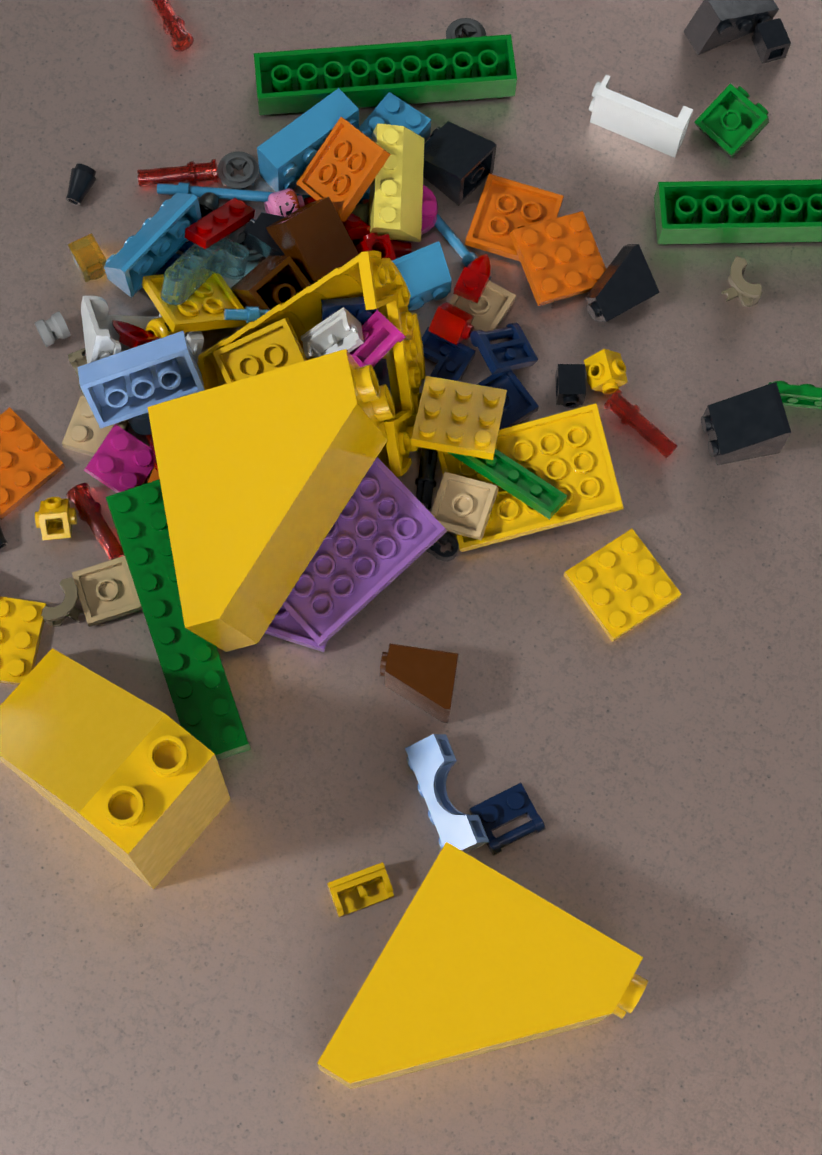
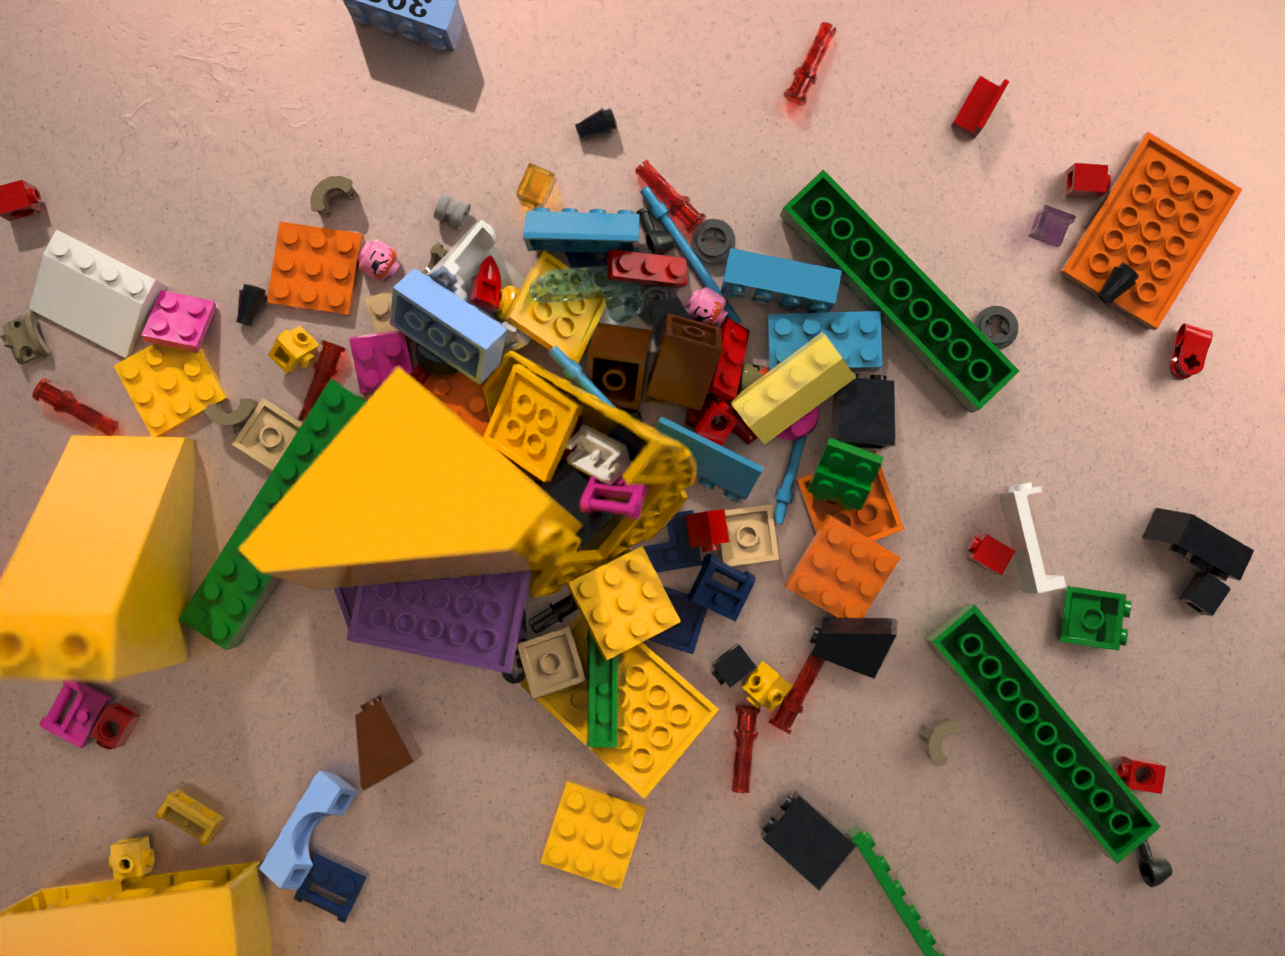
camera: 55 degrees right, 15 degrees up
(41, 408) = (378, 260): none -> bright pink head
(204, 913) = (82, 714): none -> dark pink plate
(233, 879) = (125, 720): none -> red brick
(343, 168) = (765, 336): orange plate -> none
(348, 951) = (131, 858): none -> yellow brick
(474, 279) = (765, 515): red plate -> none
(489, 197) = (844, 474): none -> green plate
(629, 154) = (989, 553): none -> red brick
(634, 366) = (792, 704): none -> clear red pin

